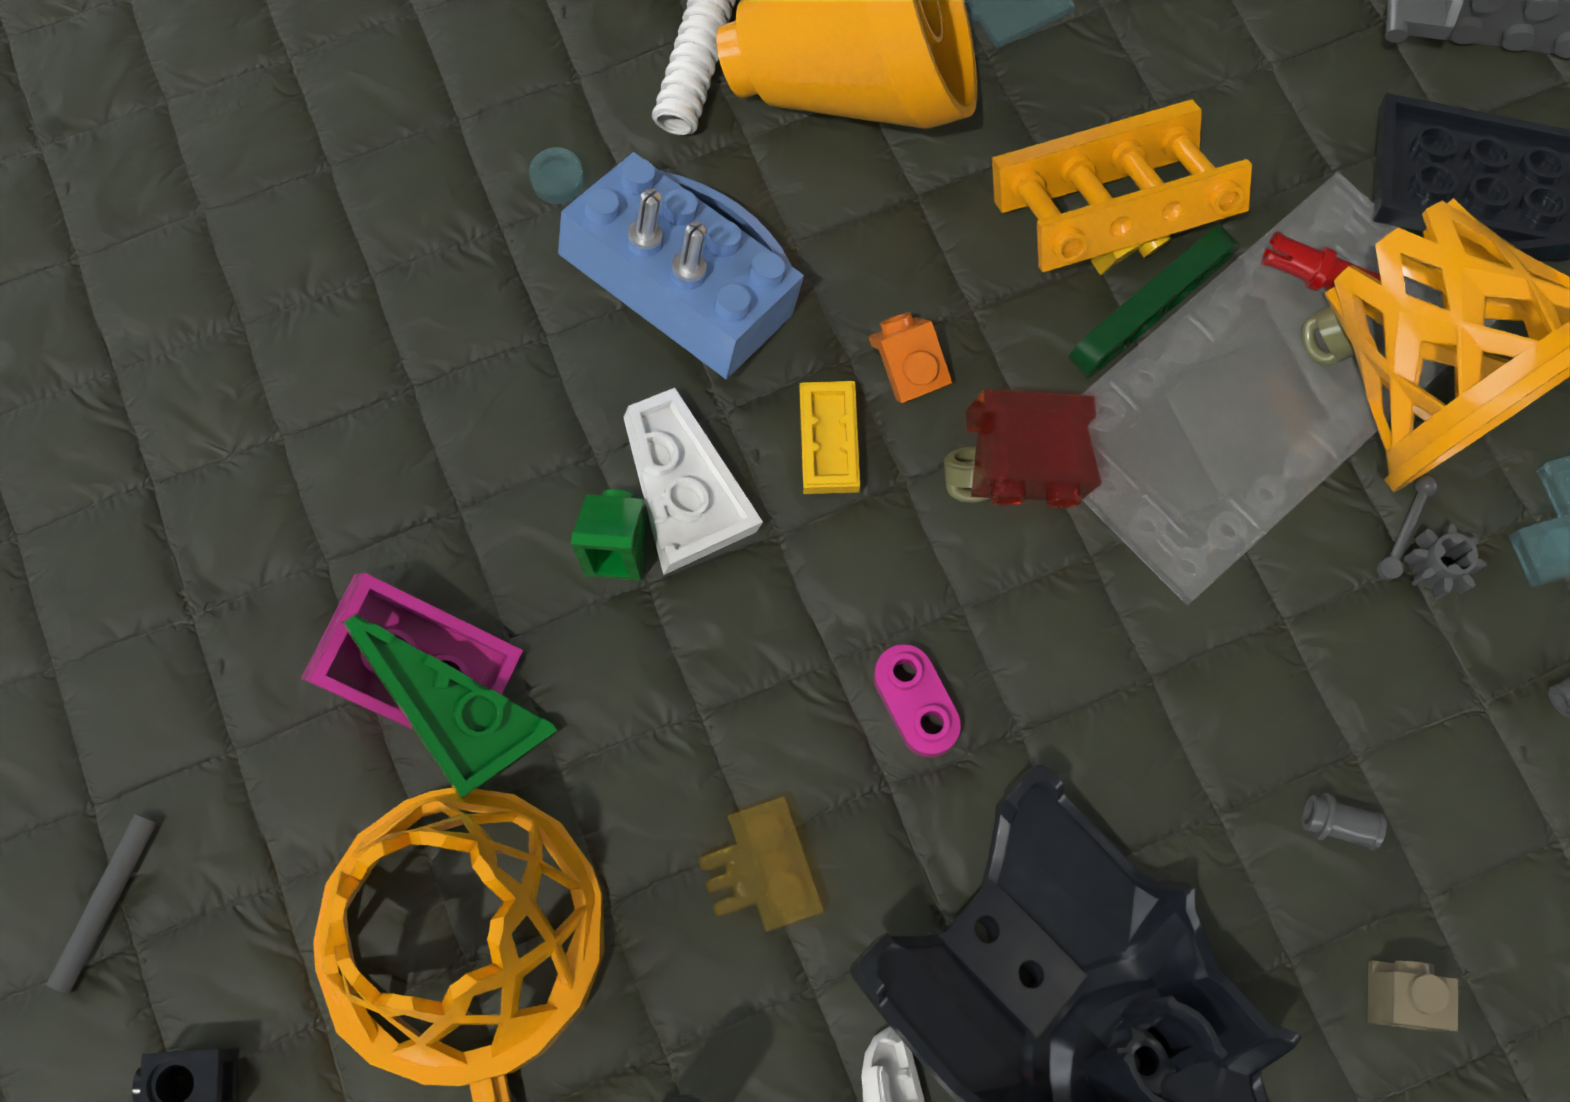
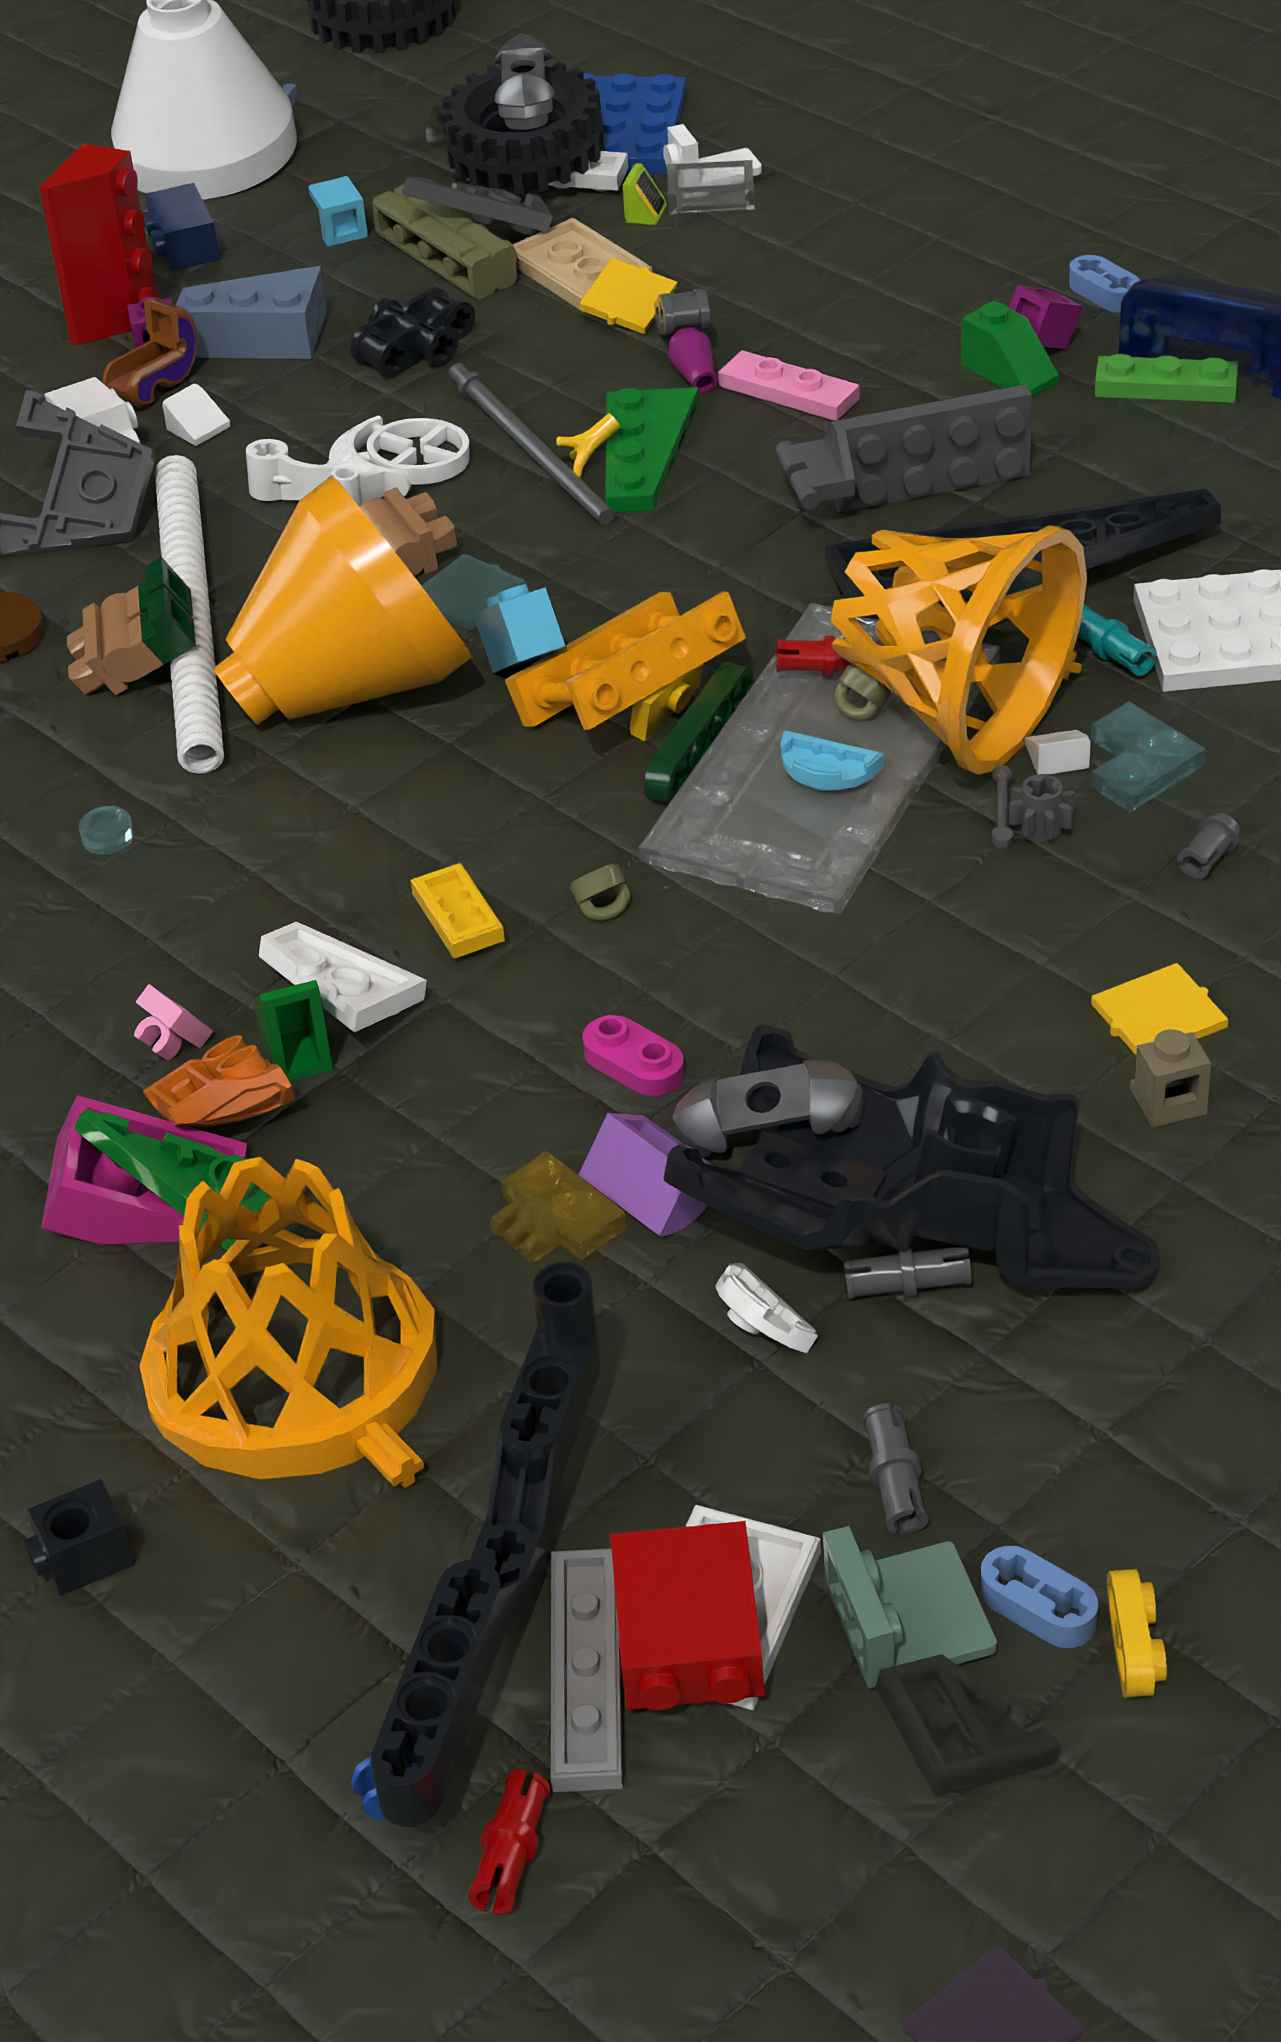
camera: 20 degrees left, 30 degrees down
(515, 465) = (170, 1022): none -> bright pink tile
(517, 584) = (222, 1087): none -> orange slope
(682, 260) = (257, 830): medium blue piece -> none
(867, 873) = (629, 1169): none -> medium lavender brick
(911, 356) = (503, 834): orange bracket -> none
(1031, 99) = (518, 627): none -> medium azure brick
(1033, 447) = (641, 831): clear red hips -> none
(1055, 877) = (809, 1091): none -> flat silver piece
(1254, 419) = (827, 763): none -> medium azure plate
(1343, 822) = (1051, 998): dark grey pin -> none
(1442, 878) = (1156, 1004): none -> yellow piece
(1497, 477) = (1059, 752): none -> white slope

